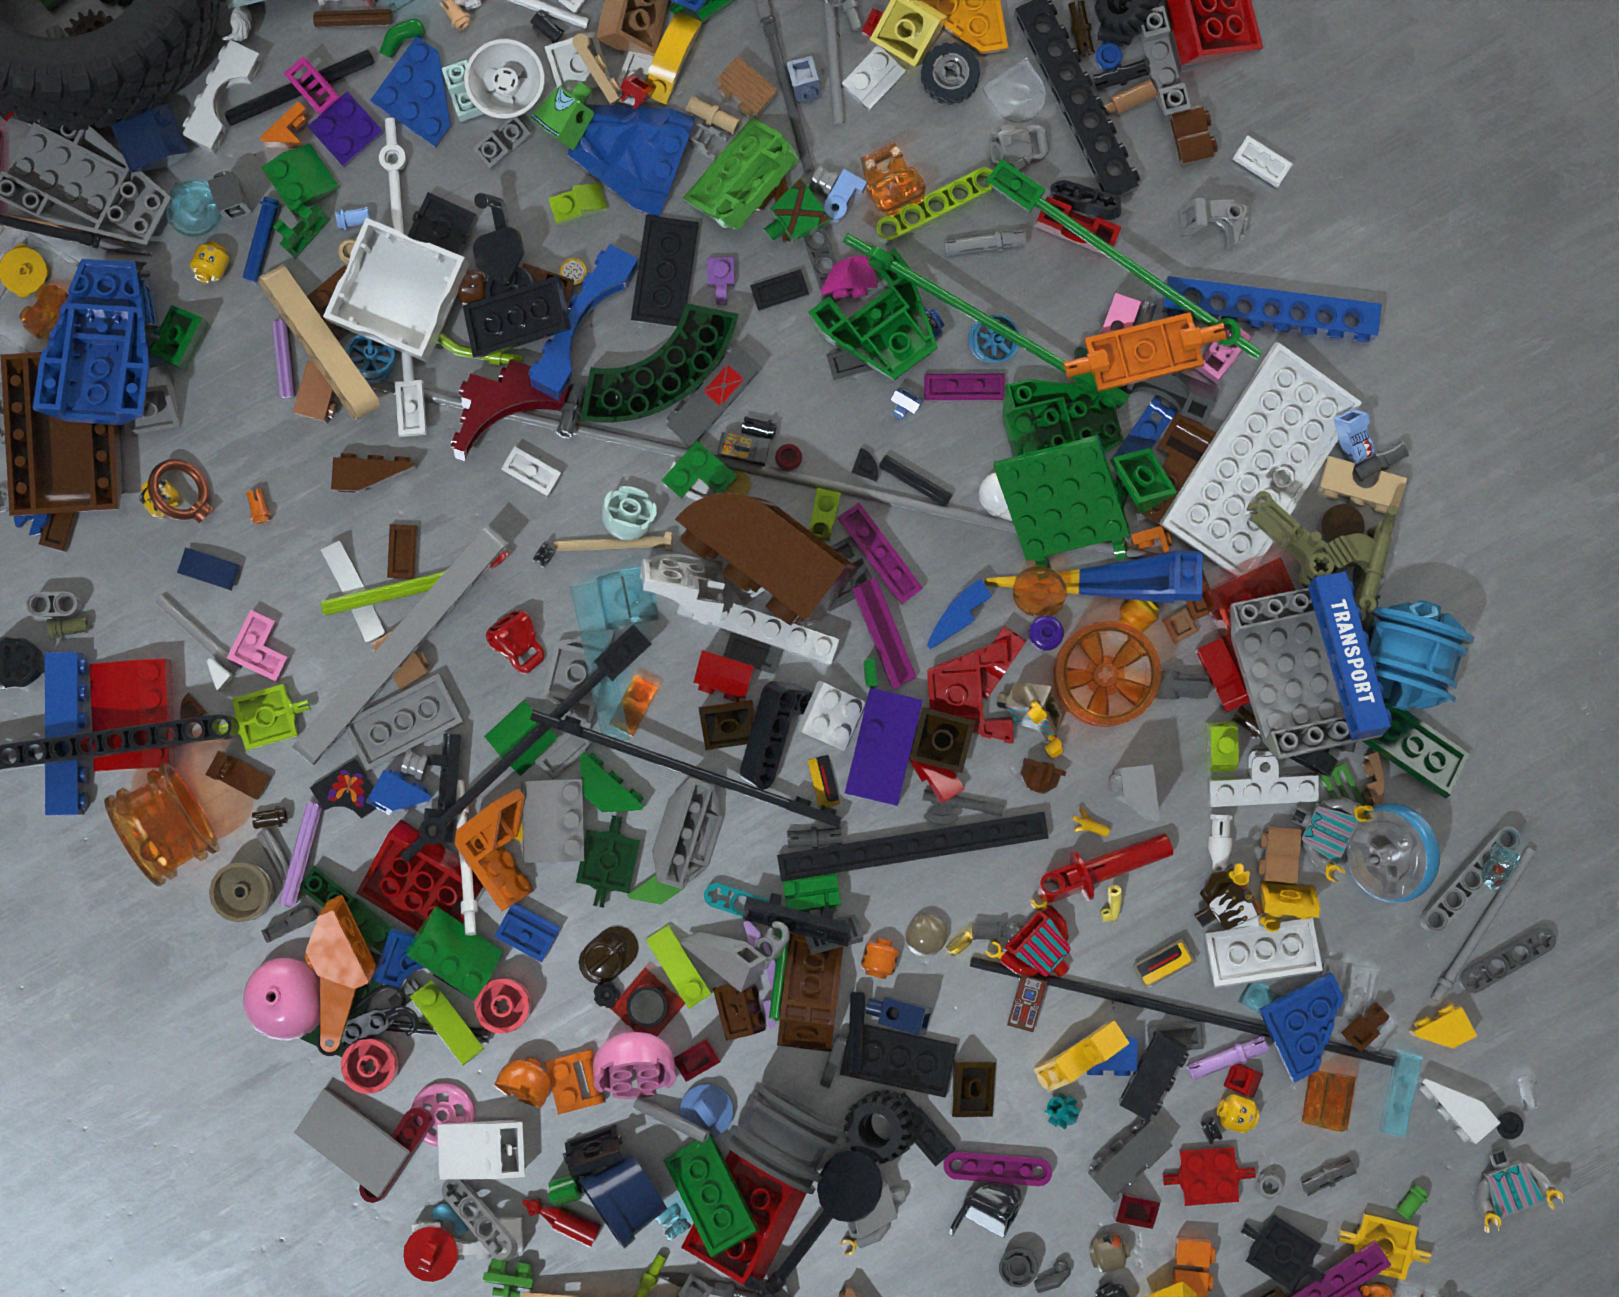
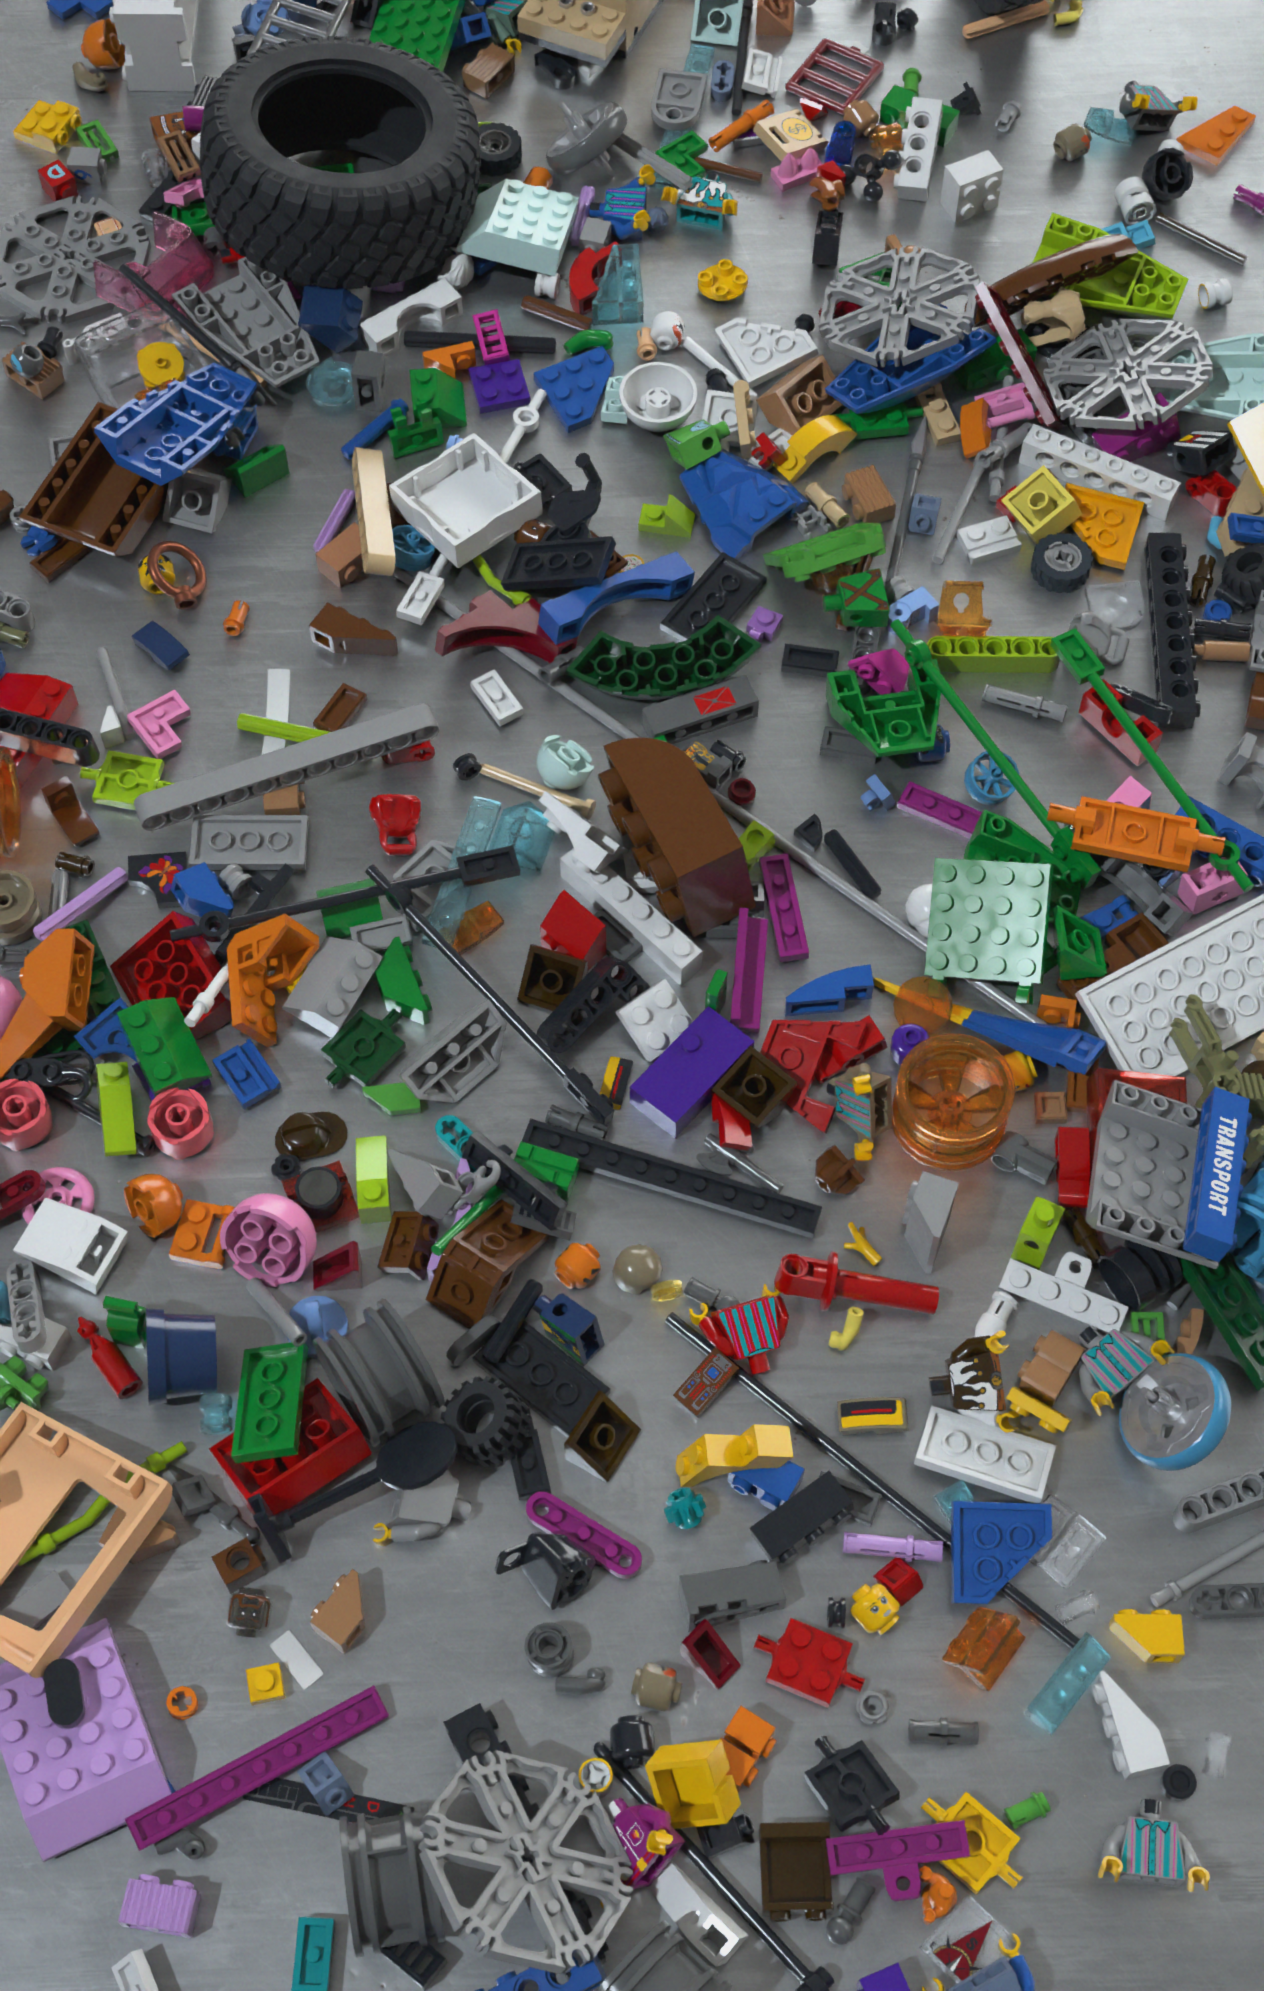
camera: 25 degrees right, 25 degrees down
(209, 262) = (320, 424): yellow head -> none
(502, 141) = (620, 451): light grey slope -> none
(593, 1151) = (170, 1298): black plate -> none
(1364, 1030) = (1056, 1587): reddish brown plate -> none

